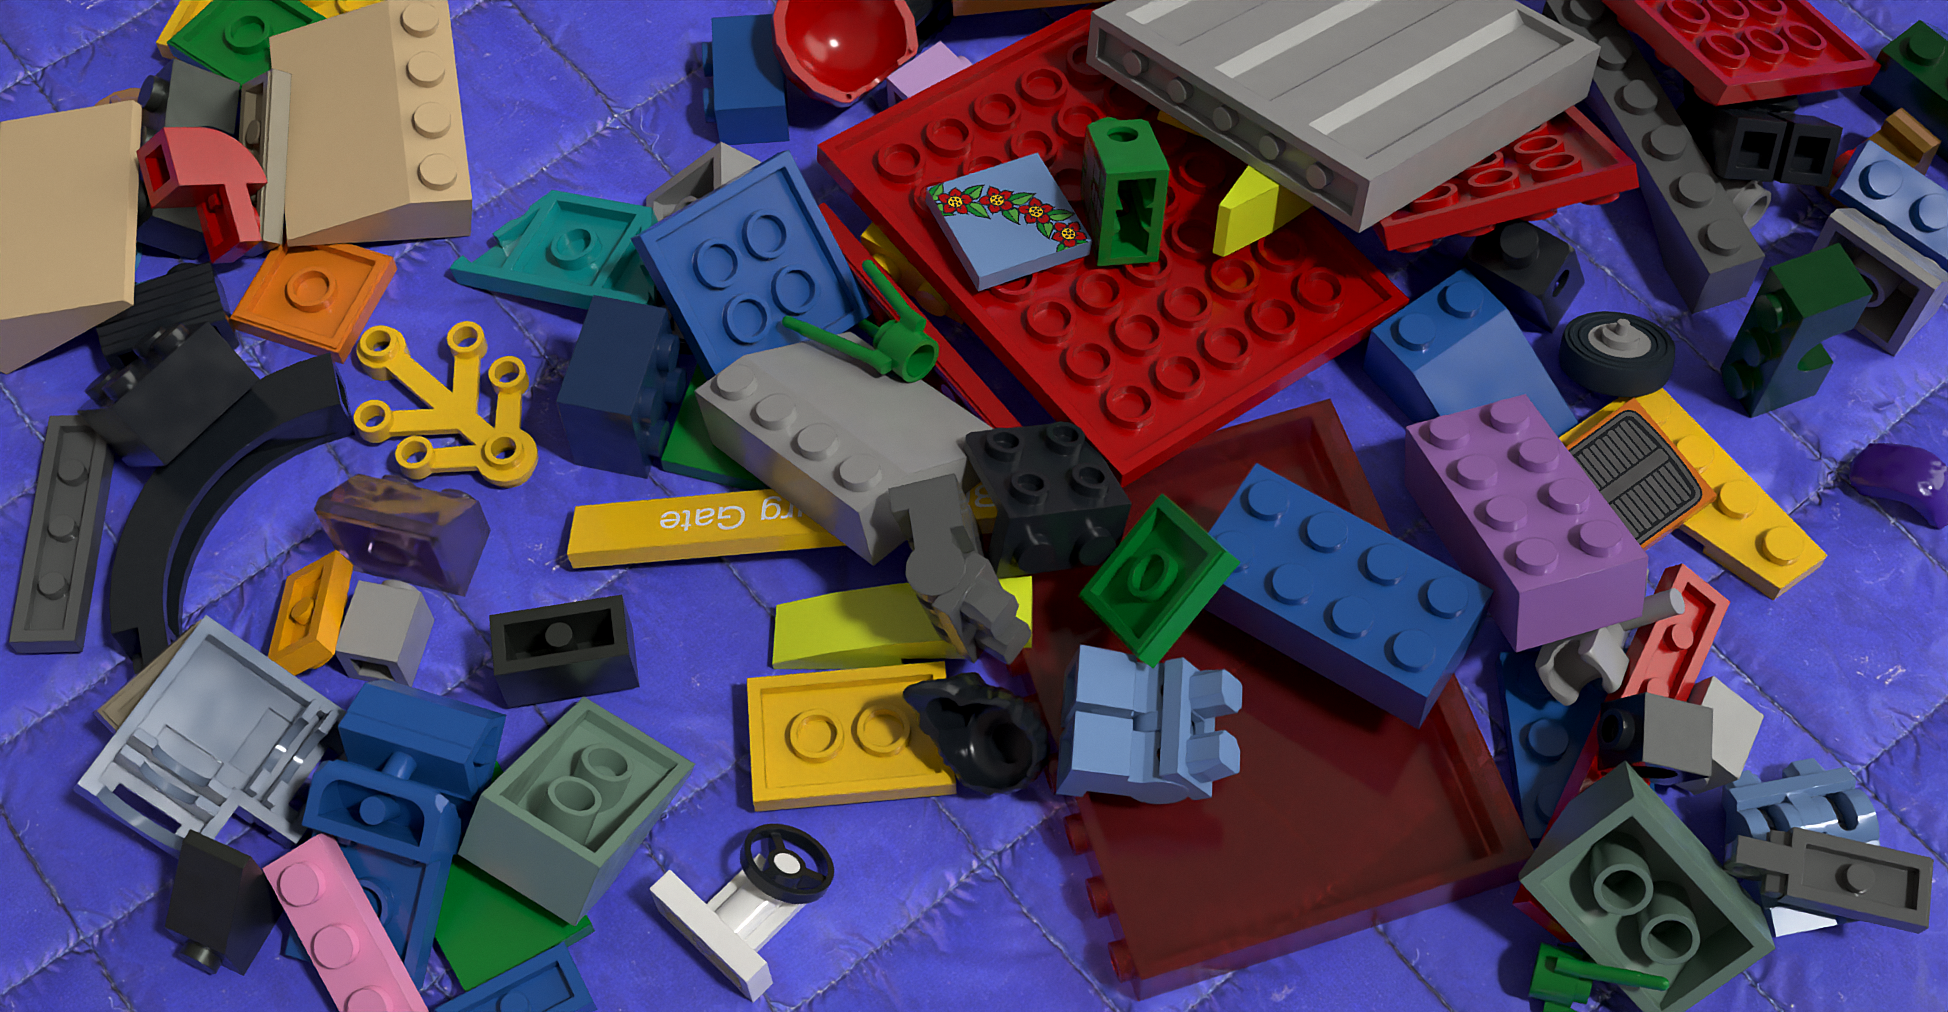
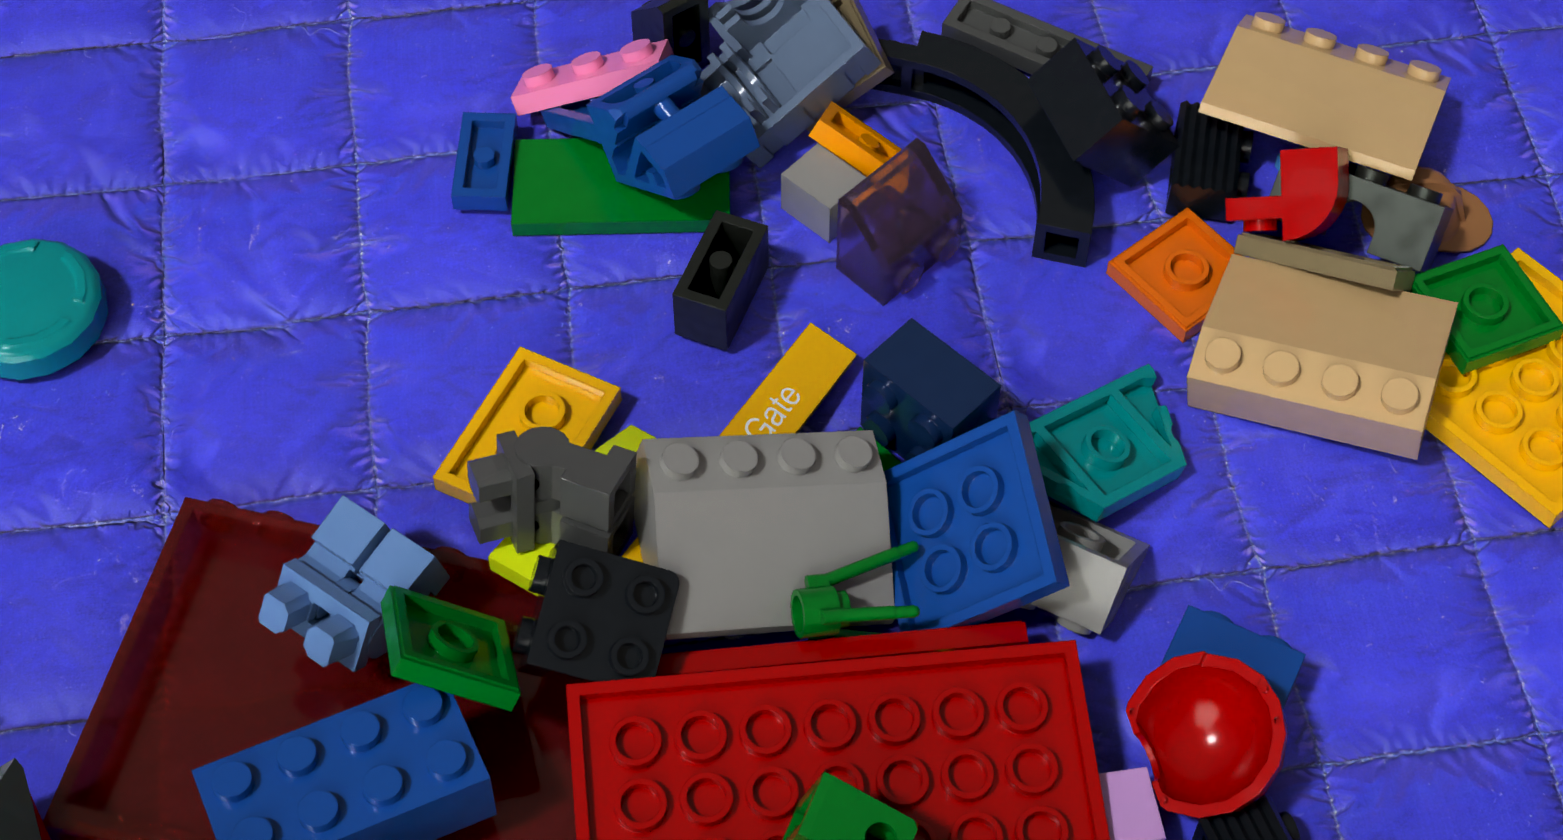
camera: 120 degrees right, 5 degrees down
(449, 411) = (1009, 315): yellow plant -> none
(574, 809) = (594, 240): sand green slope -> none
(750, 906) = (447, 296): white piece -> none
(981, 731) = (437, 504): black hair -> none
(1008, 221) = (890, 739): medium blue tile -> none

